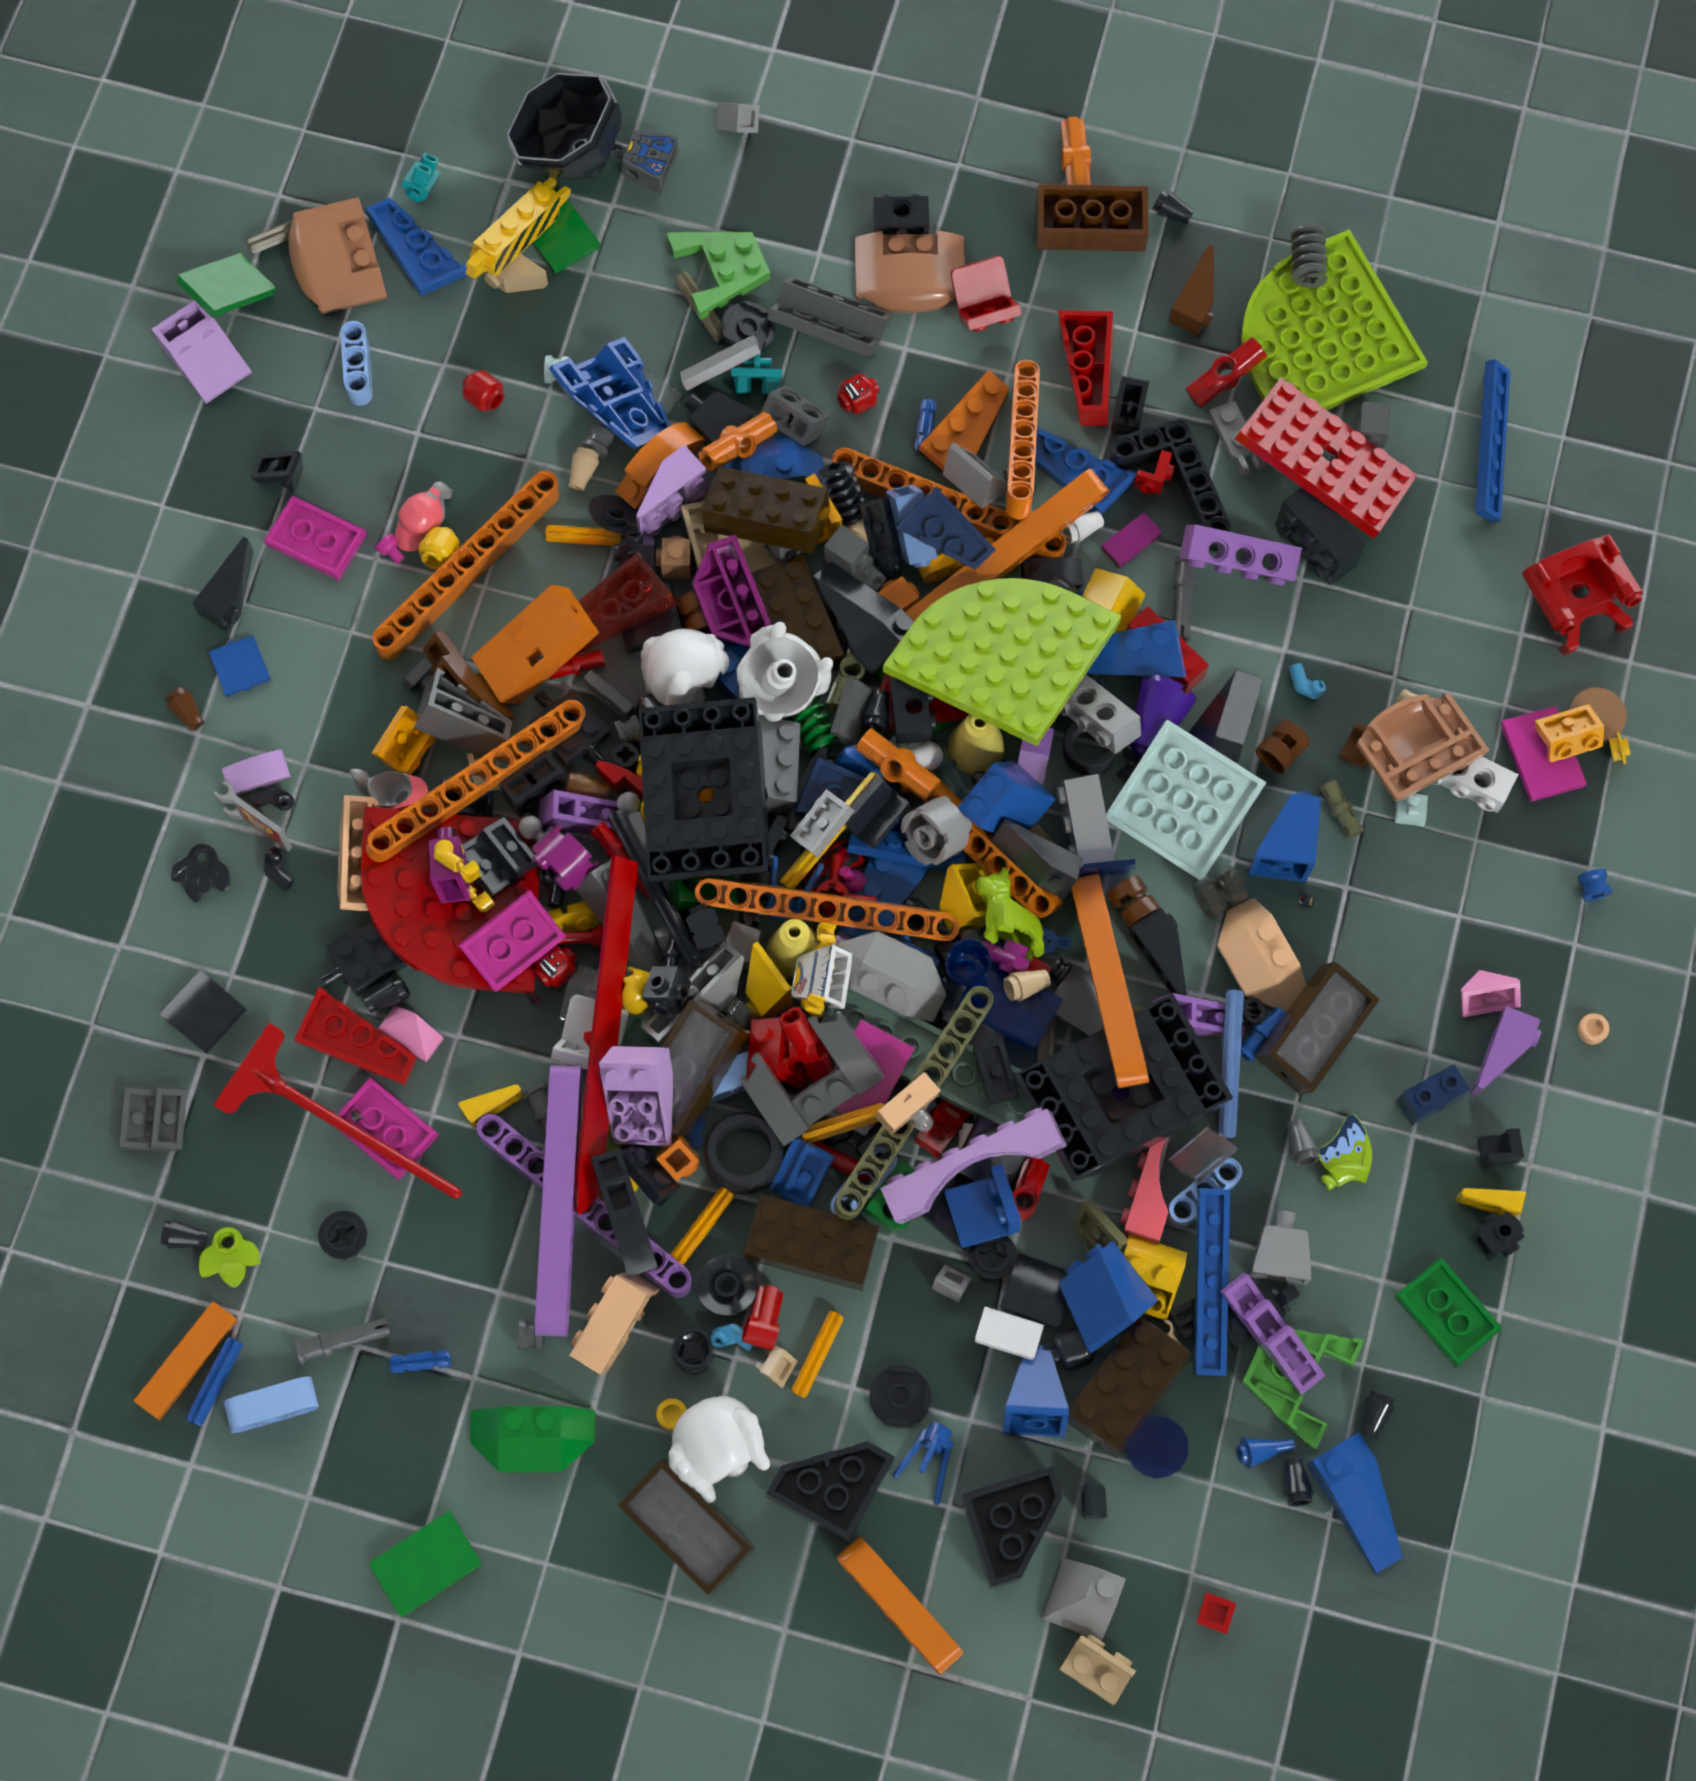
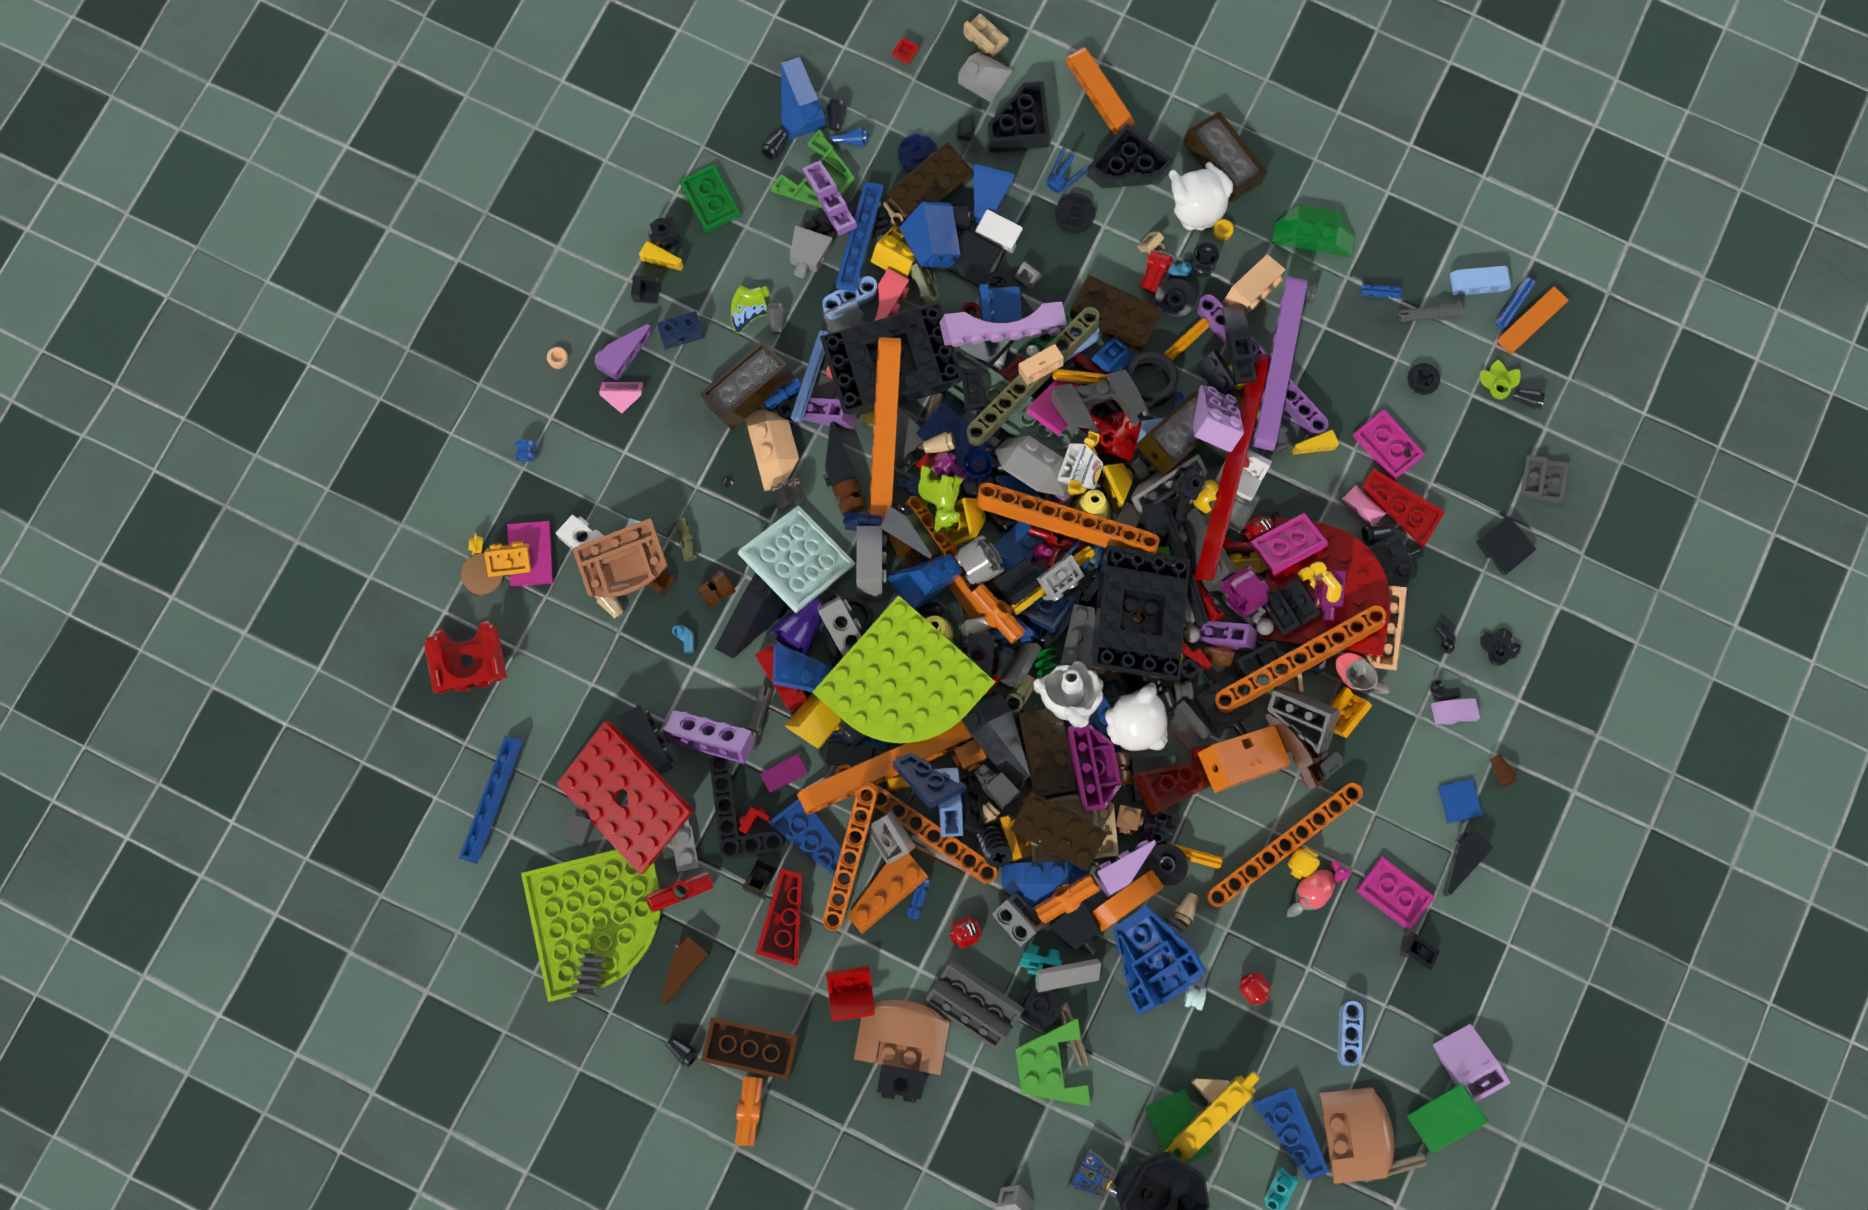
camera: 170 degrees left, 5 degrees up
(253, 817) = (1461, 671): light grey flag -> none
(260, 1074) = (1470, 491): red piece -> none
(425, 1564) = (1390, 171): green tile -> none
(679, 1158) = (1193, 378): orange brick -> none
(817, 1354) = (1123, 247): light orange axle -> none
(1291, 842) = (731, 516): blue slope -> none

